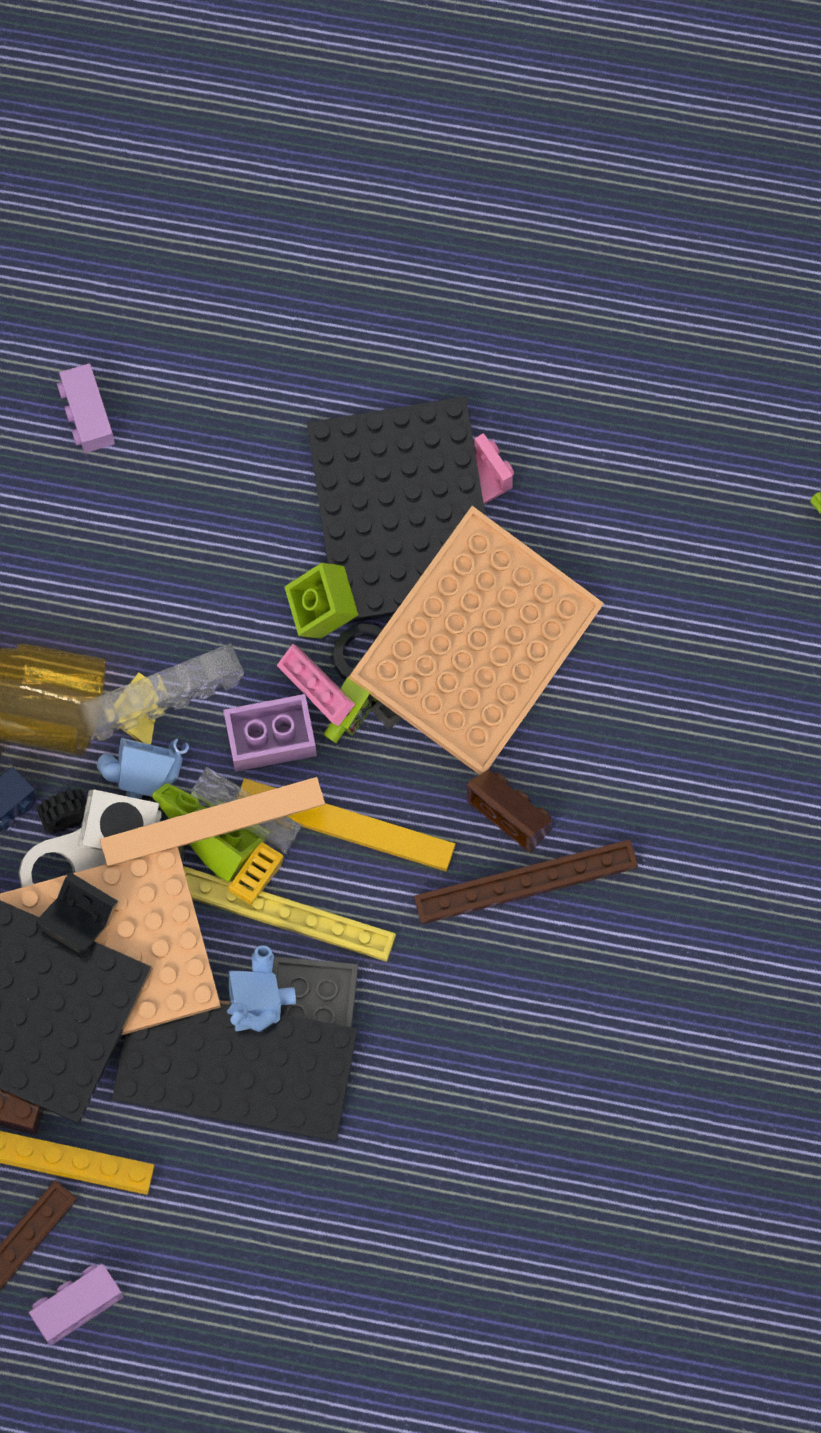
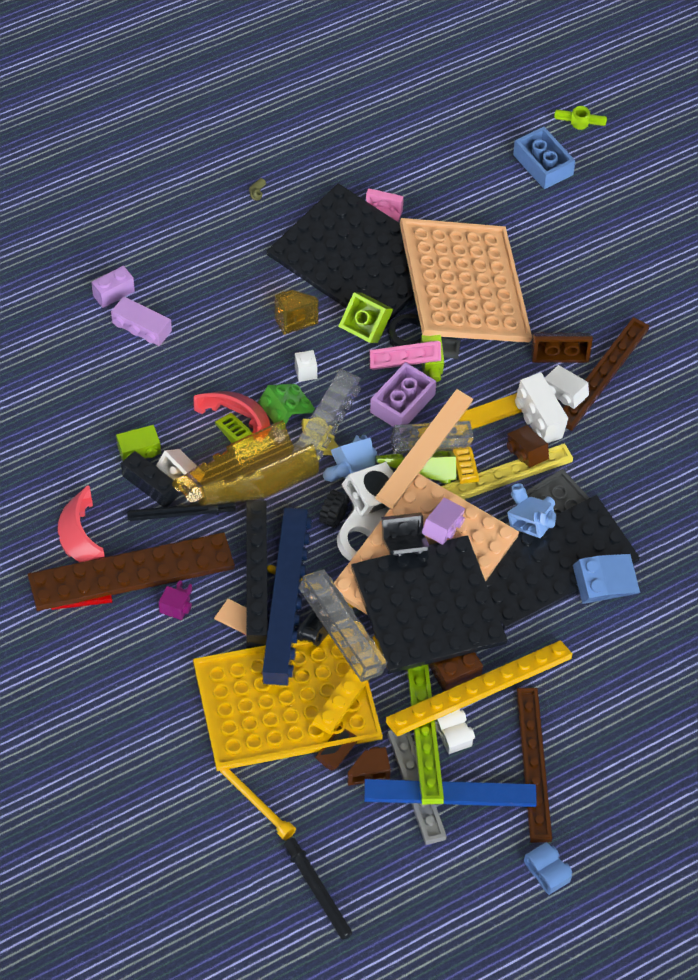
camera: 45 degrees left, 15 degrees down
(60, 643) = (228, 432): none -> lime slope
(75, 1303) = (593, 736): lavender brick -> none
(96, 339) = (113, 286): none -> lavender brick
(97, 598) = (235, 402): none -> coral windscreen
(135, 930) = (443, 521): none -> lavender brick
(144, 636) = (283, 401): none -> bright green bracket
(206, 607) = (306, 365): none -> white brick
(251, 529) = (295, 311): none -> clear yellow slope
(269, 1136) = (605, 577): none -> medium blue slope
(343, 906) = (528, 446): none -> reddish brown brick
(371, 331) = (255, 188): none -> olive arm
(397, 873) = (541, 408): none -> white brick
(456, 868) = (567, 386): none -> white brick
(736, 547) = (544, 157): none -> medium blue brick

